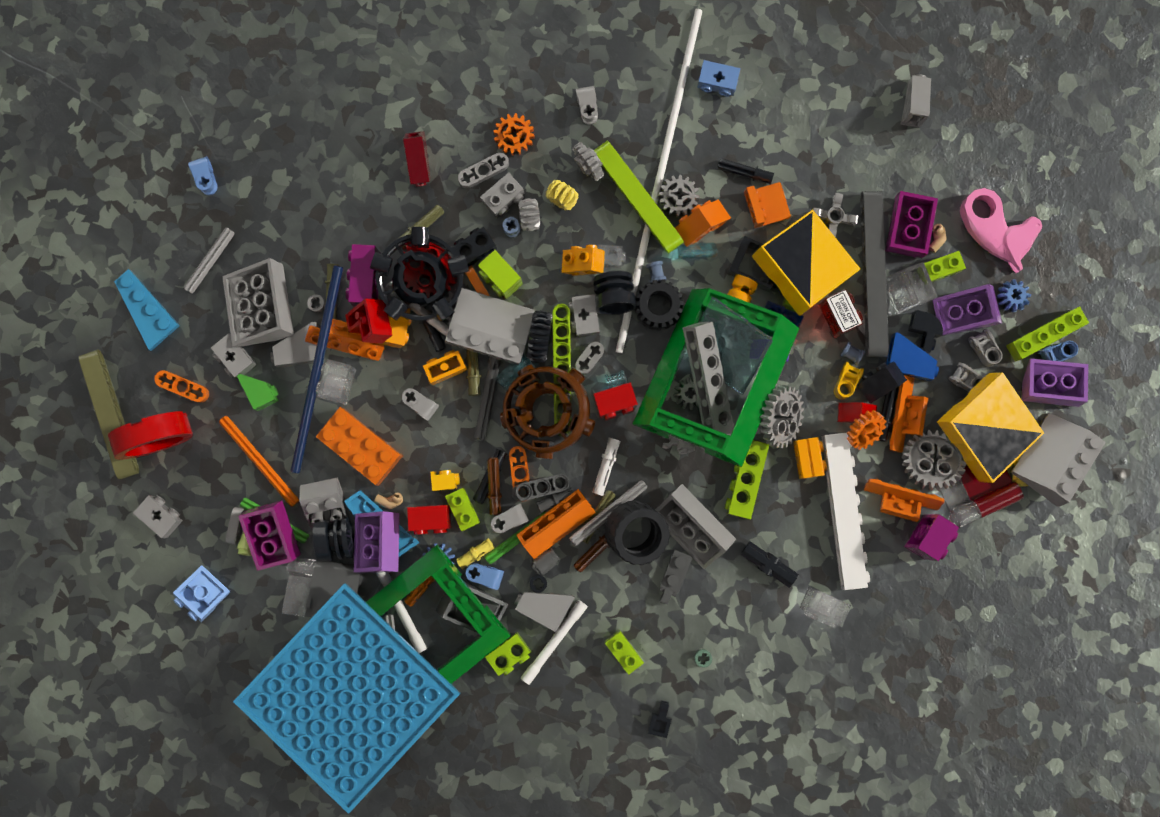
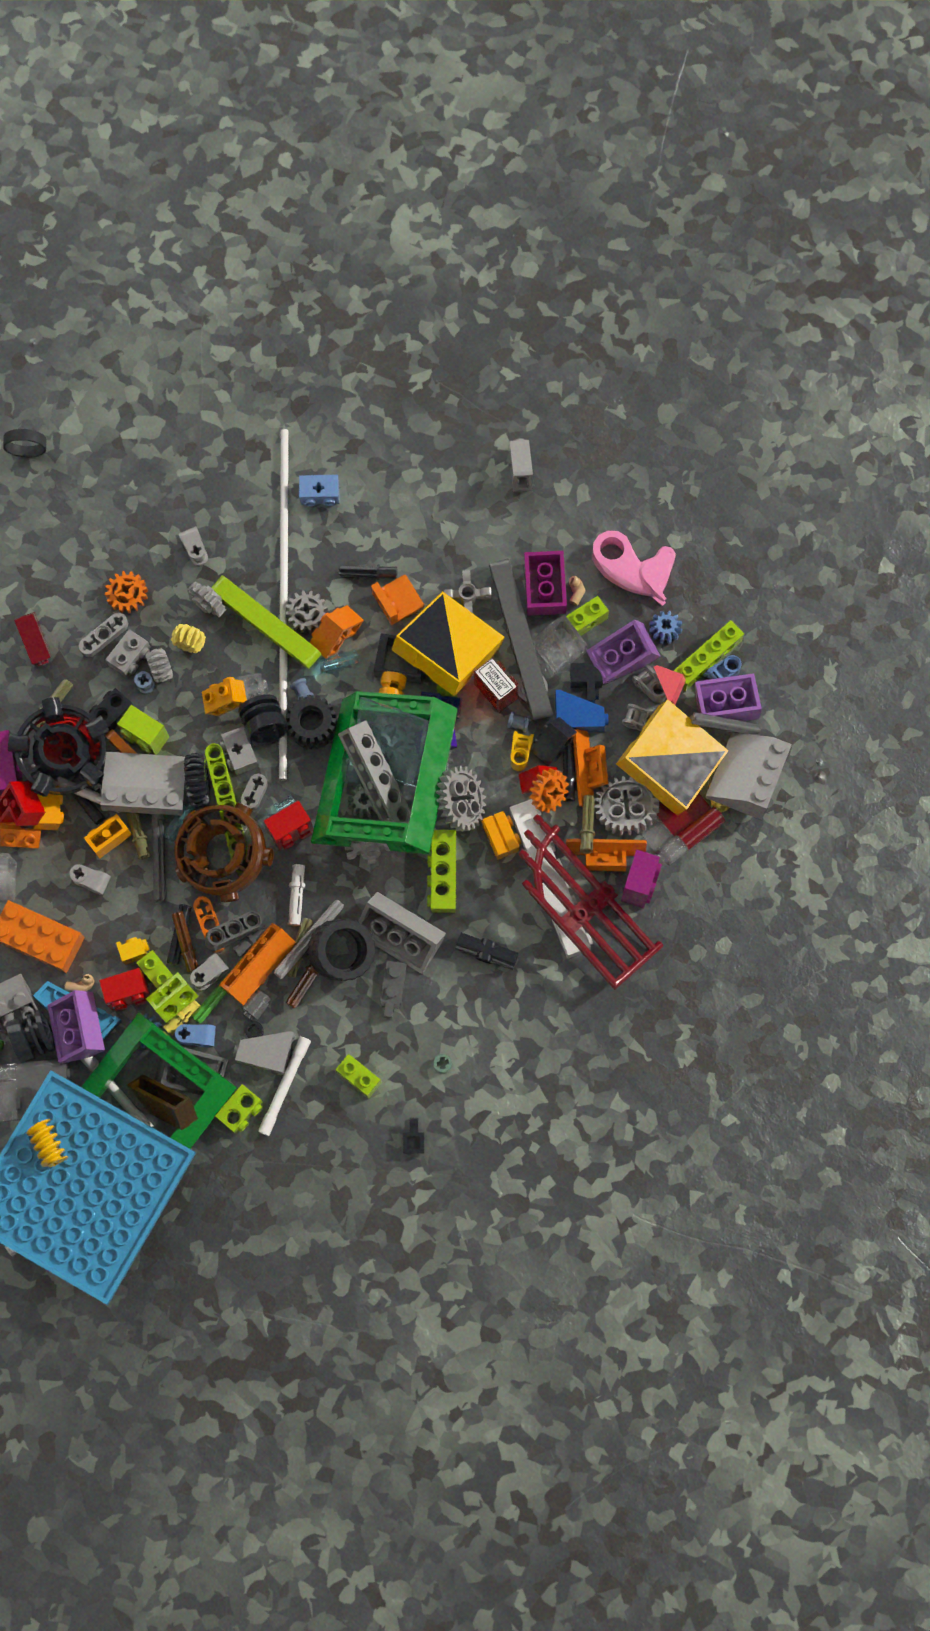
camera: 15 degrees left, 10 degrees down
(326, 655) = (46, 1144): none -> yellow piece
(410, 600) = (131, 1067): orange axle -> none
(440, 636) = (162, 1102): none -> dark brown brick
(470, 538) = (172, 997): none -> lime brick
(828, 608) = (552, 977): clear brick -> none
(872, 552) = (586, 909): none -> dark red piece
(891, 479) = (587, 833): none -> olive axle
(1007, 354) = (671, 682): none -> coral slope
(1048, 406) = (725, 723): none -> dark grey axle

